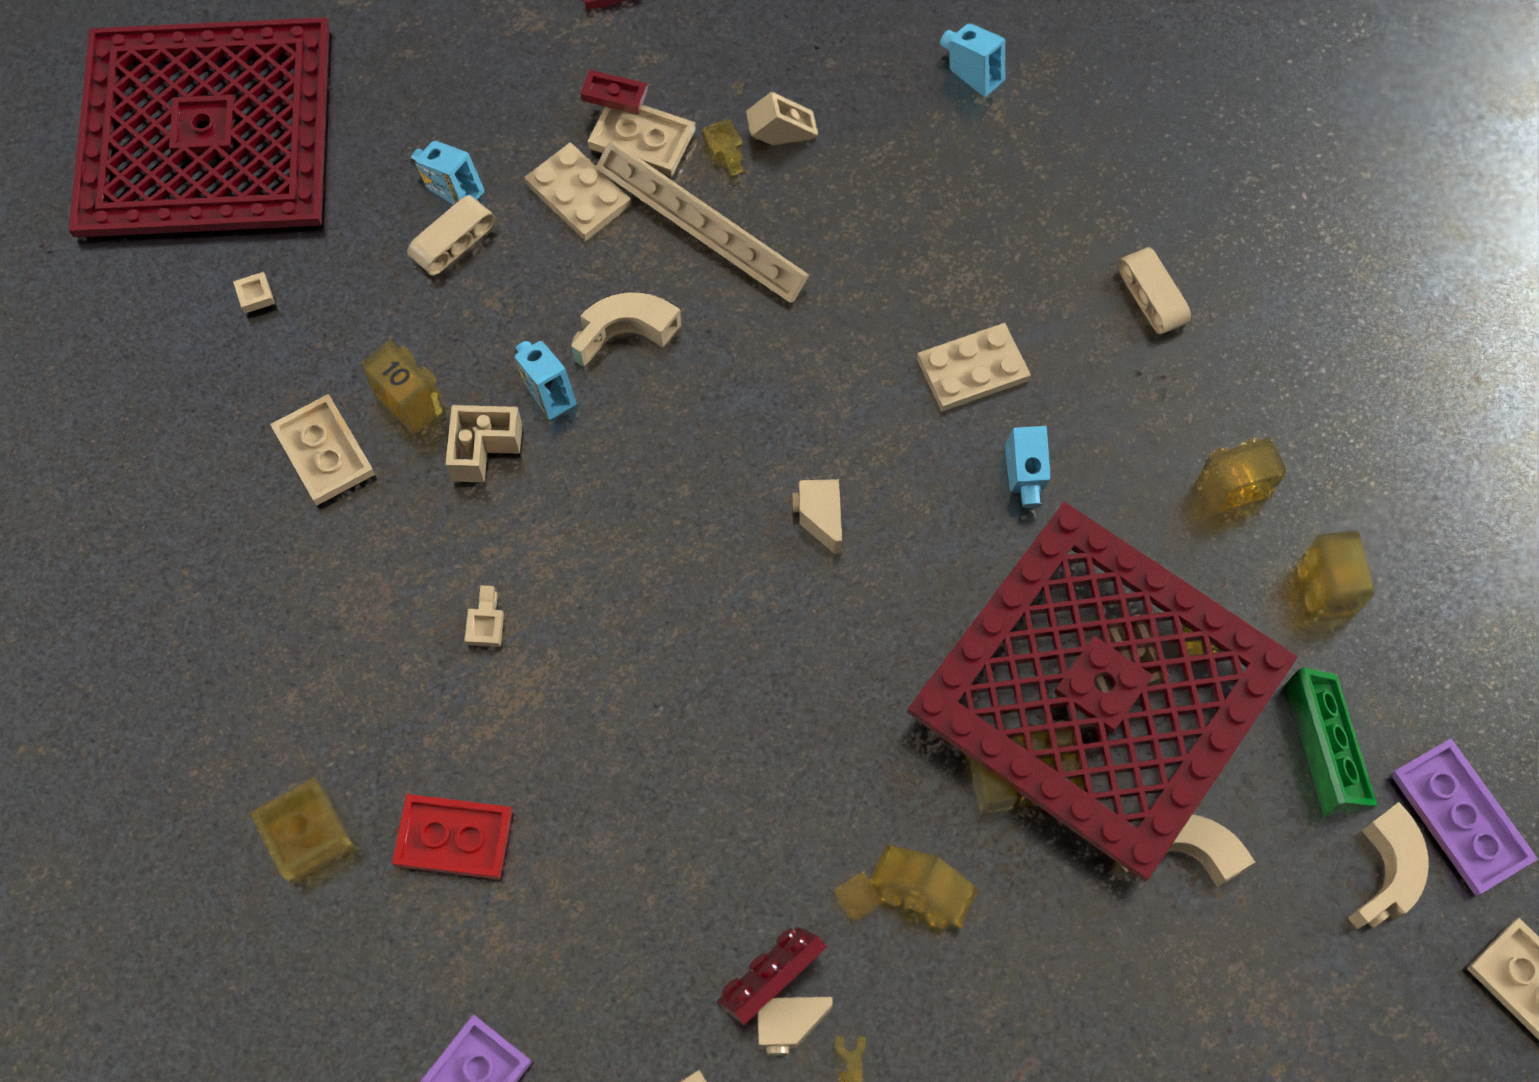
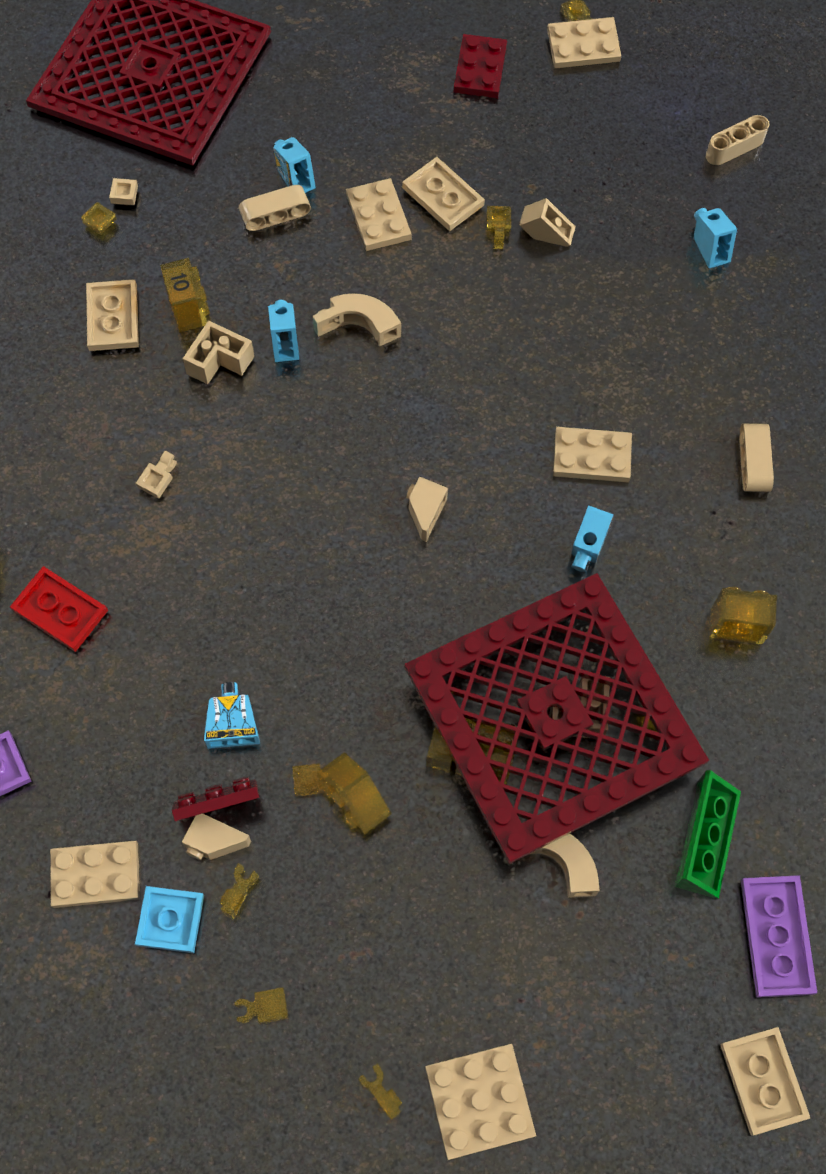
camera: 25 degrees right, 0 degrees up
(240, 338) = (98, 218): none -> clear yellow plate
(613, 92) = (437, 154): dark red plate -> none
(702, 221) = (452, 271): tan plate -> none
(733, 869) = (230, 719): none -> medium azure torso
(1336, 576) = (774, 719): clear yellow brick -> none
(1405, 863) = (718, 936): tan arch -> none

